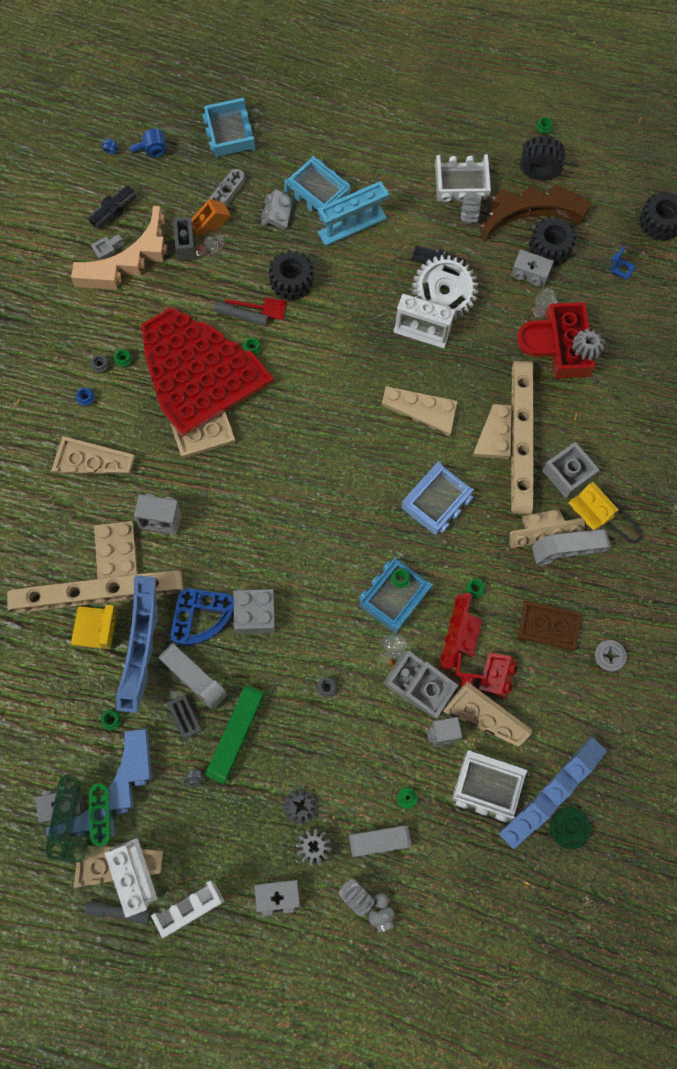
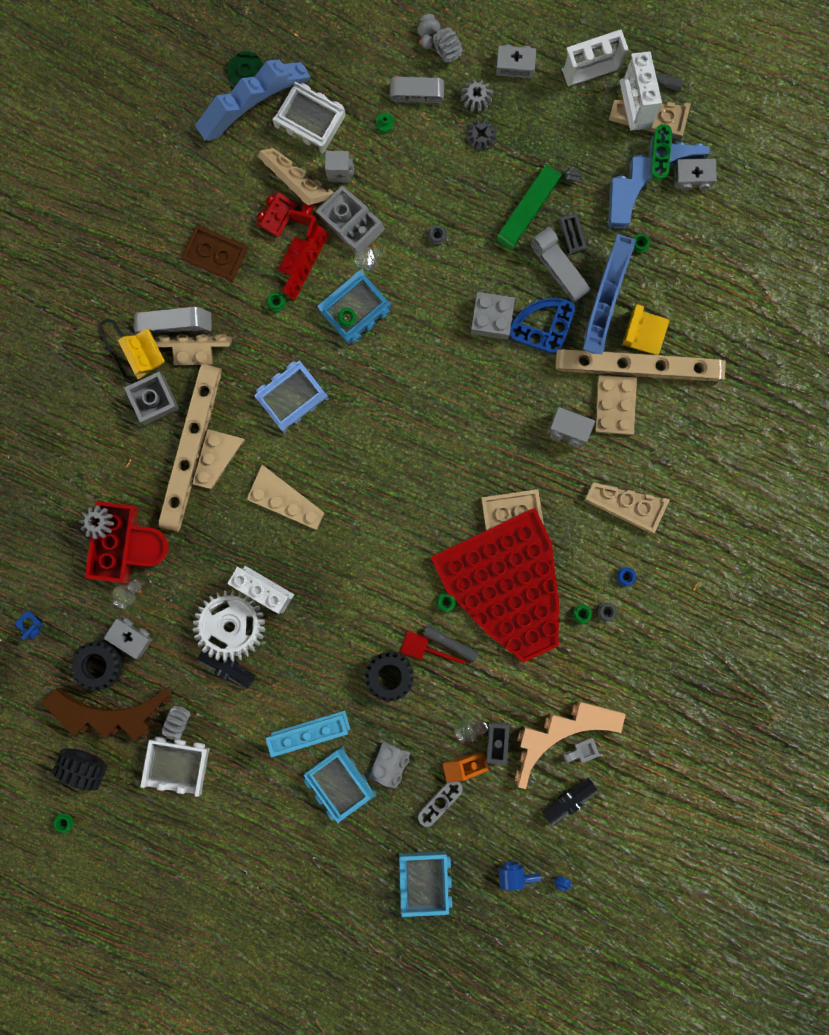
camera: 165 degrees left, 15 degrees up
(68, 818) = (691, 153): clear green beam -> none
(615, 649) = (161, 206): light grey gear -> none

